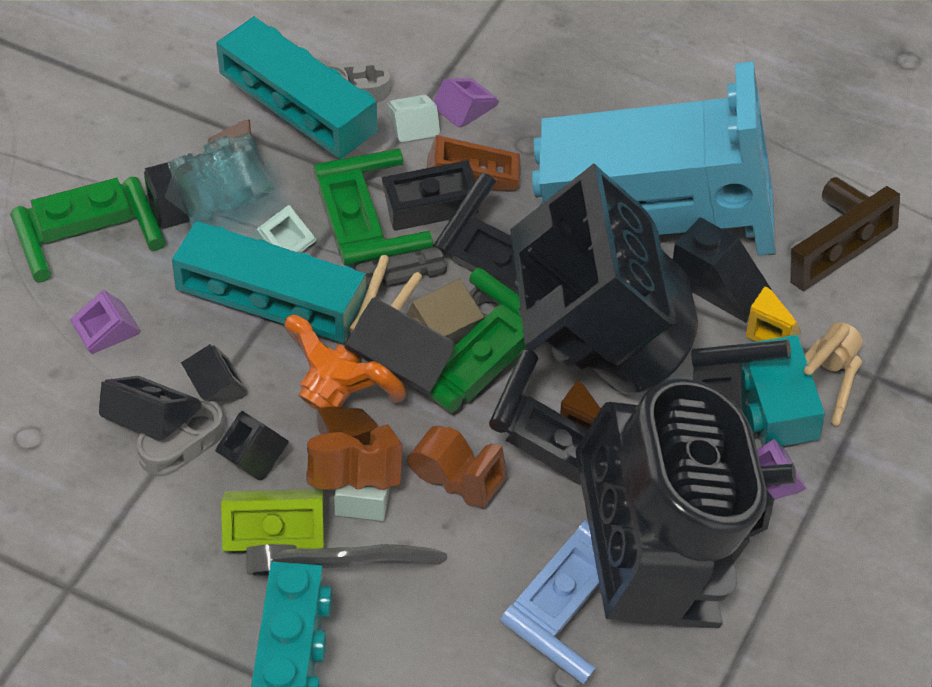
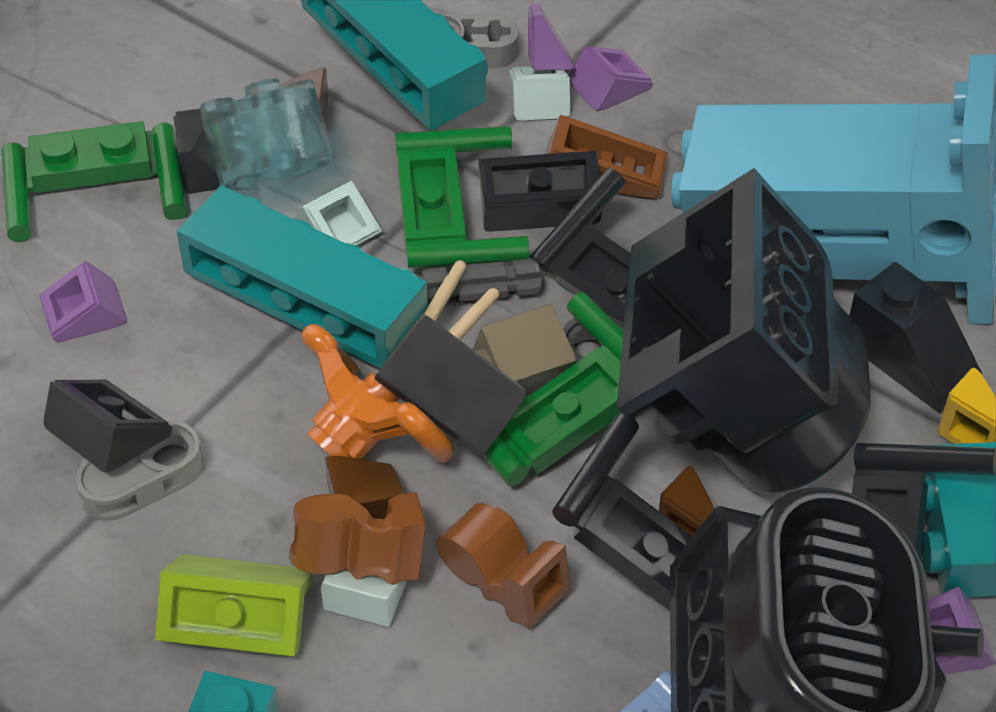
camera: 10 degrees right, 0 degrees up
(213, 375) = (200, 392): black slope -> none
(251, 445) = (230, 496): black slope -> none
(260, 556) = (308, 673): dark grey piece -> none
(410, 80) = (544, 45): none -> medium lavender slope

